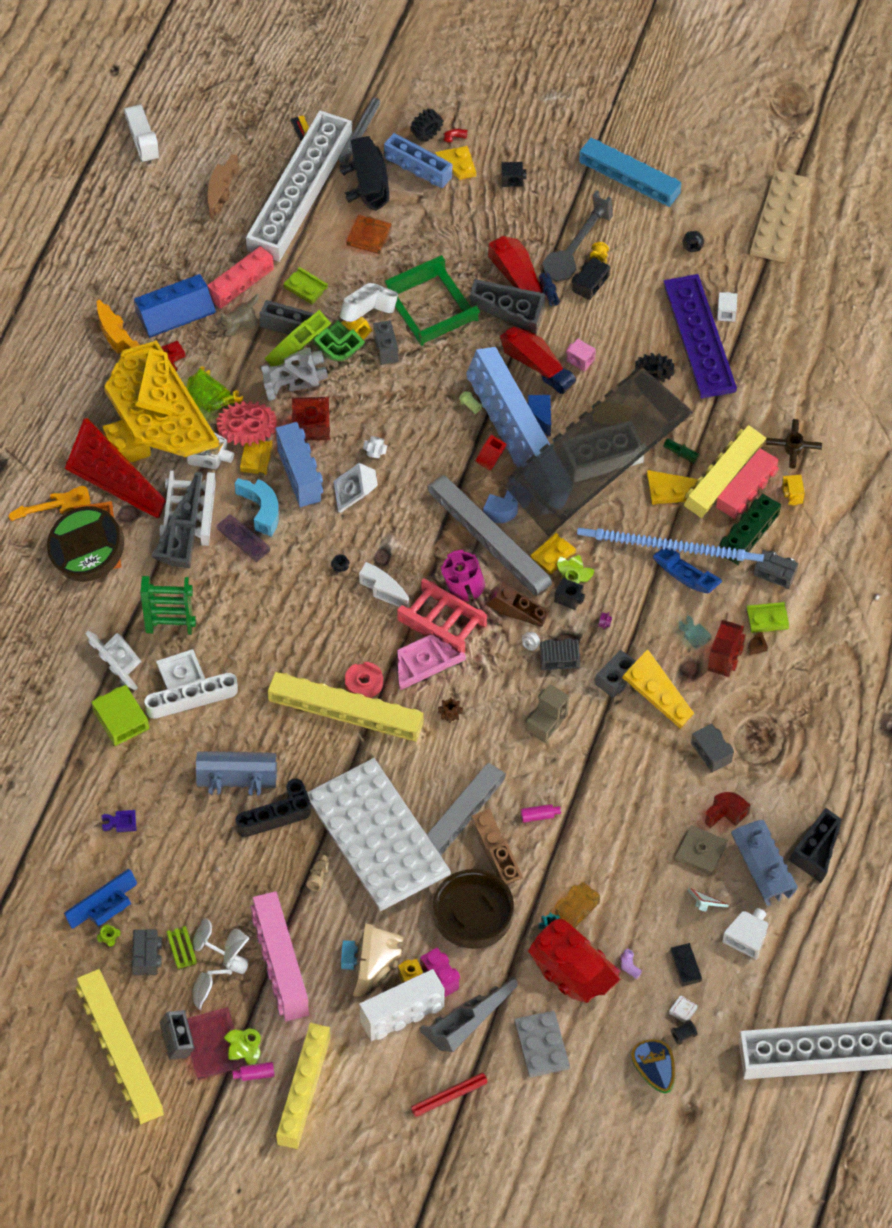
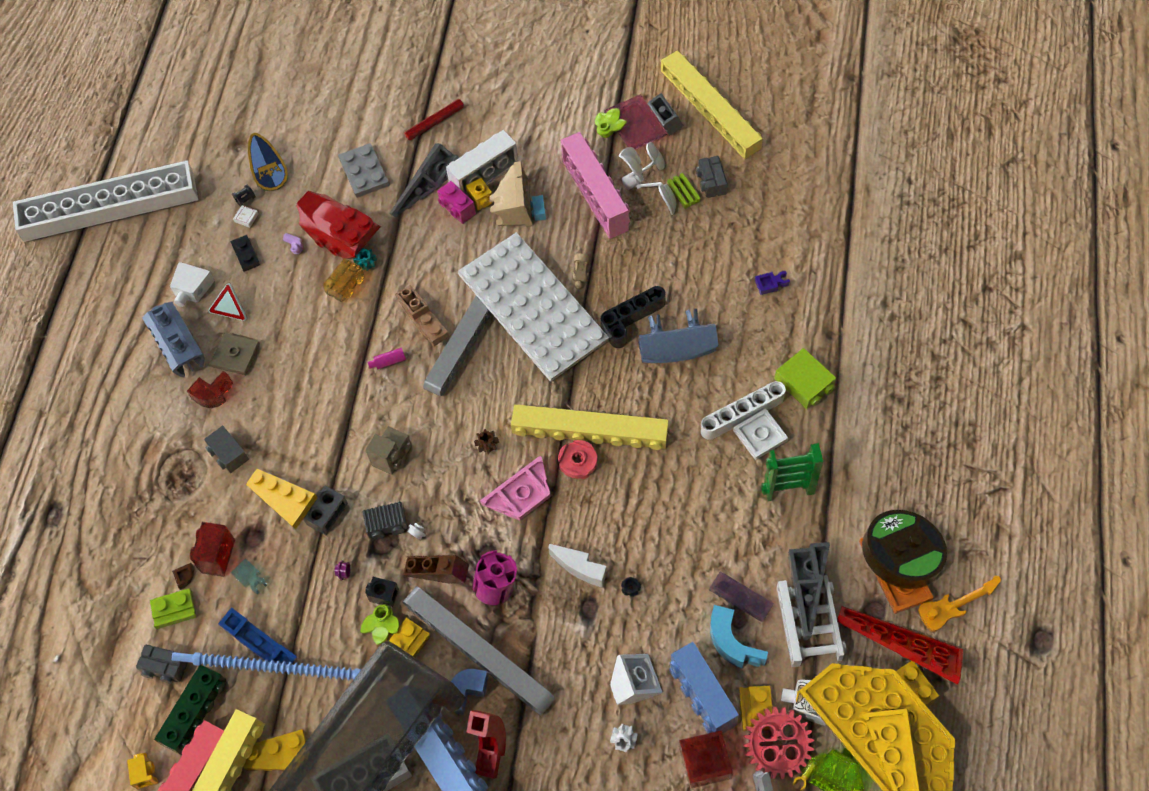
camera: 175 degrees right, 5 degrees up
(103, 902) = (758, 207): blue bracket -> none
(108, 929) = (749, 183): lime plate -> none
(118, 655) = (830, 436): white bracket -> none
(254, 1072) = (595, 106): dark pink cylinder -> none
(303, 1086) = (552, 100): light yellow brick -> none
(424, 624) = (527, 528): coral fence -> none
(473, 908) = (432, 259): dark brown brick -> none
(817, 846) = (124, 369): black wedge -> none

